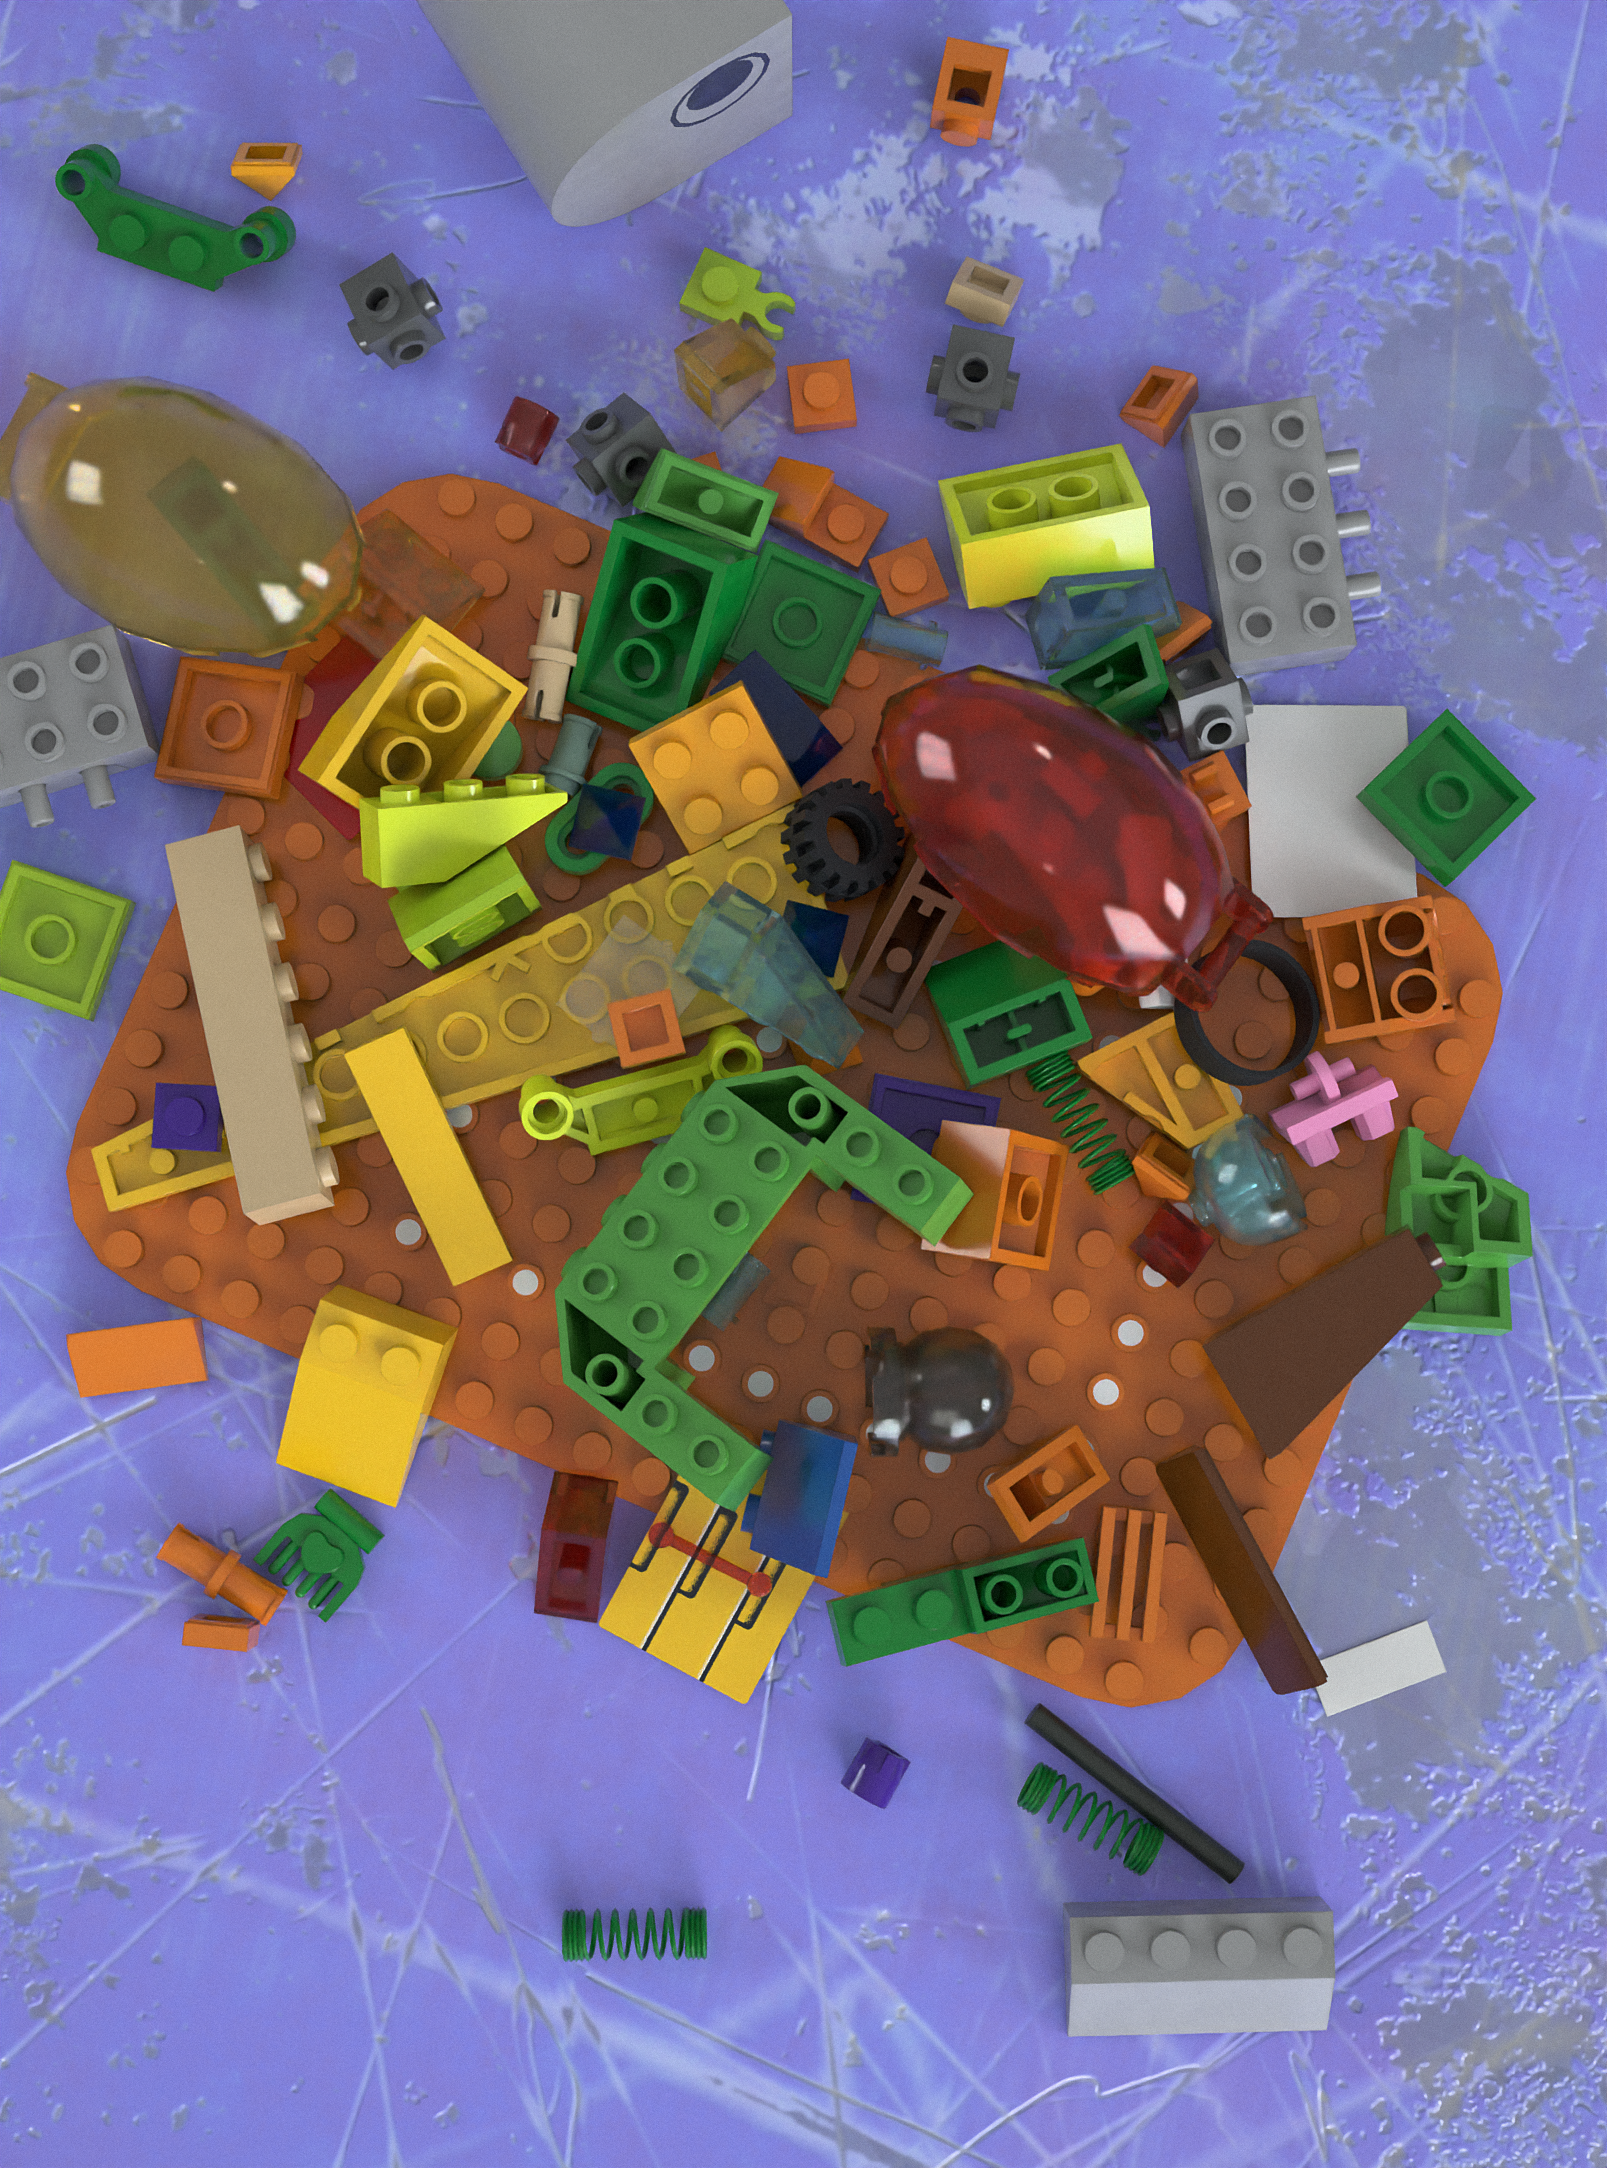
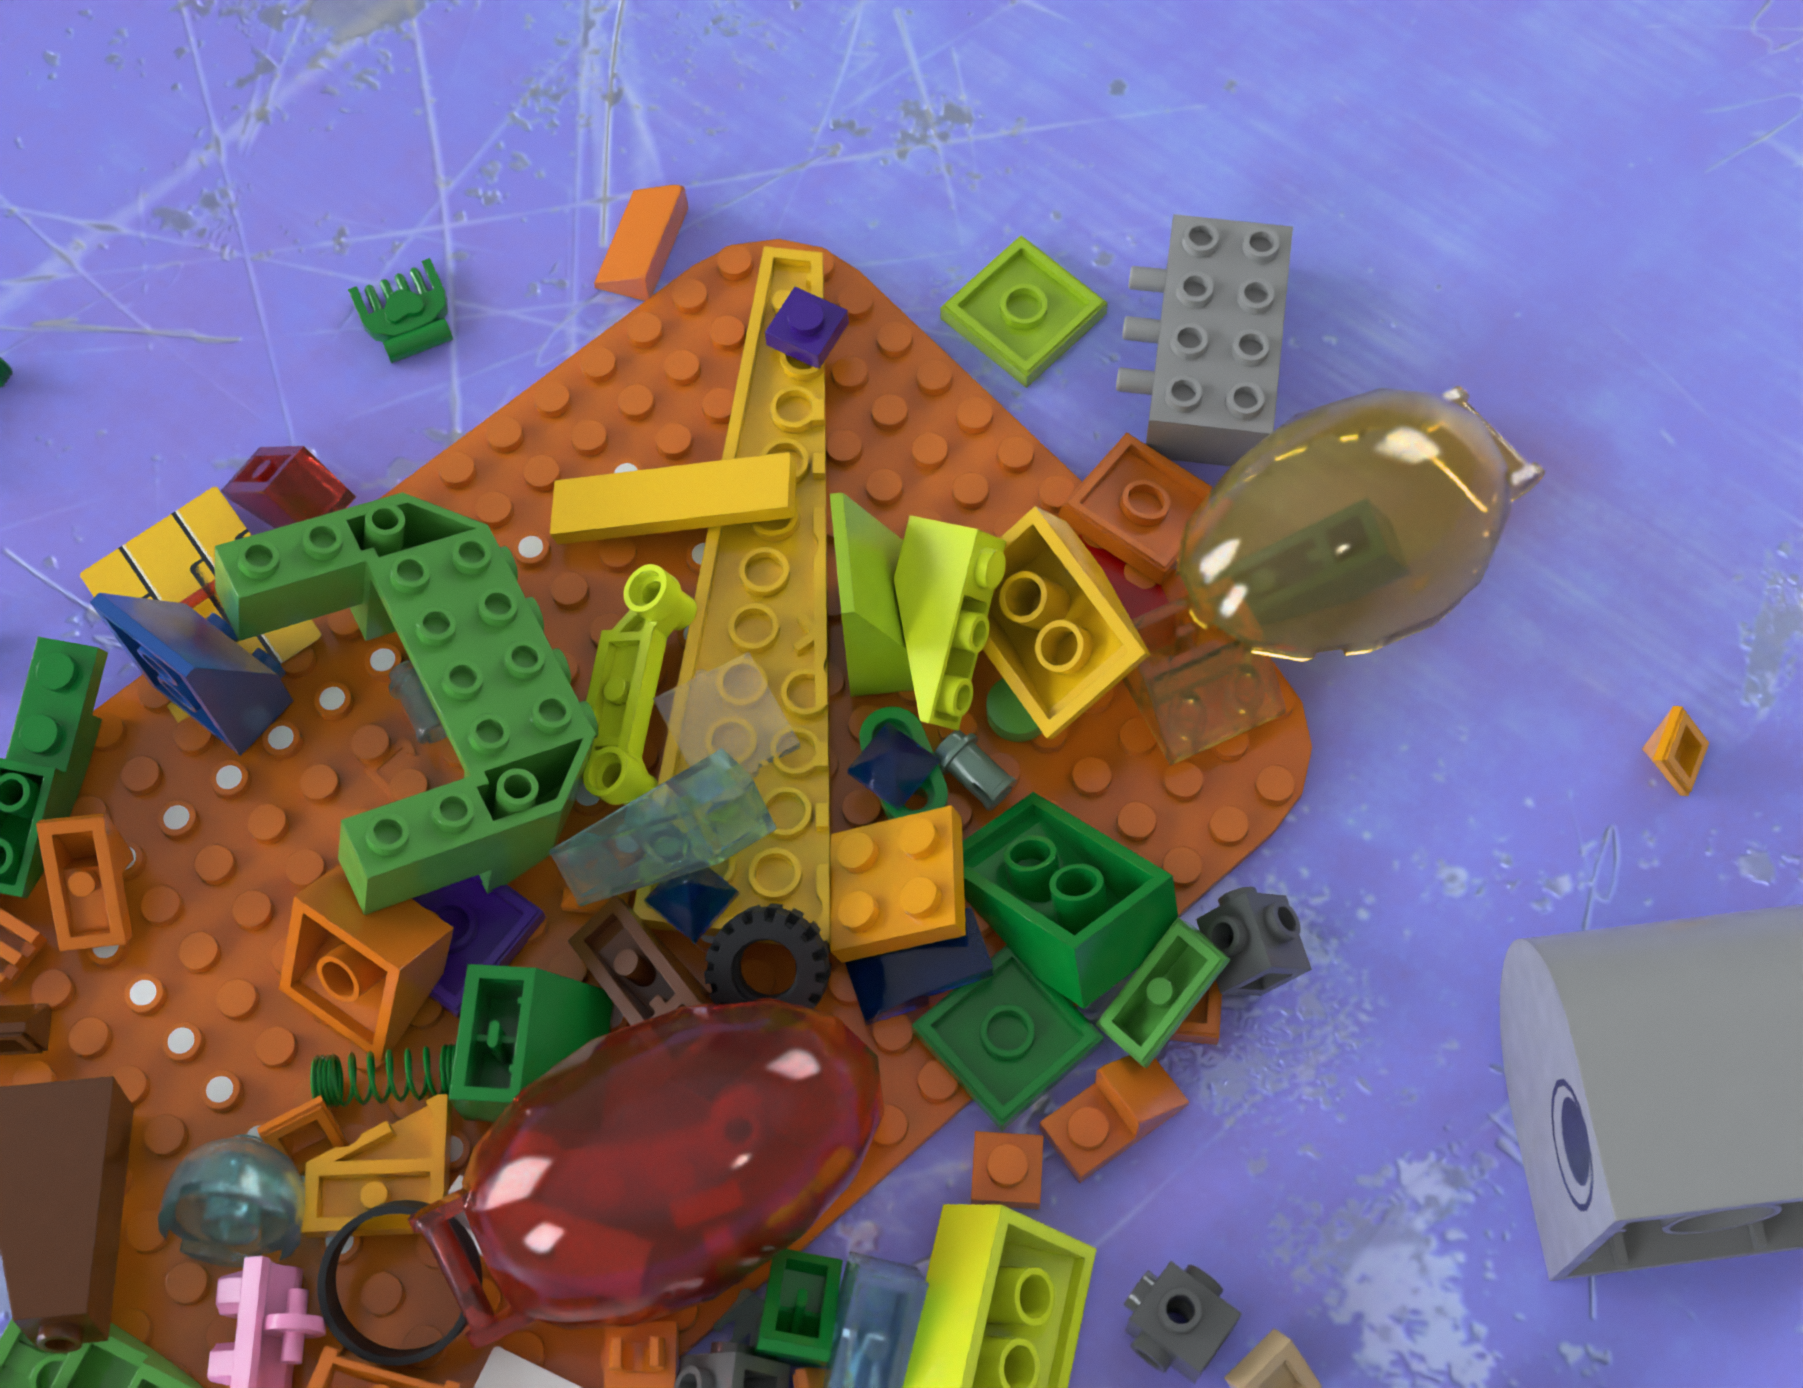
camera: 120 degrees right, 20 degrees down
(163, 234) = (1640, 631): green plate -> none
(221, 1632) = (384, 209): orange tile -> none
(222, 1574) = (431, 230): orange pin -> none
(251, 1025) = (858, 398): tan brick -> none
(363, 1393) = (514, 383): yellow slope -> none
(392, 312) = (1479, 793): dark grey brick -> none
(526, 430) = (1314, 872): clear red hose -> none
(552, 656) = (1077, 793): tan pin -> none
(646, 1028) = (679, 707): orange plate -> none
(725, 370) = (1293, 1072): clear yellow slope -> none
(728, 290) = (1377, 1125): lime plate -> none
(821, 396) = (1233, 1170): orange plate -> none
(907, 639) = (944, 1135): clear light blue pin -> none
(939, 1390) = (223, 821): clear smoke tile -> none
(1171, 1244) = (228, 1102): clear red plate -> none

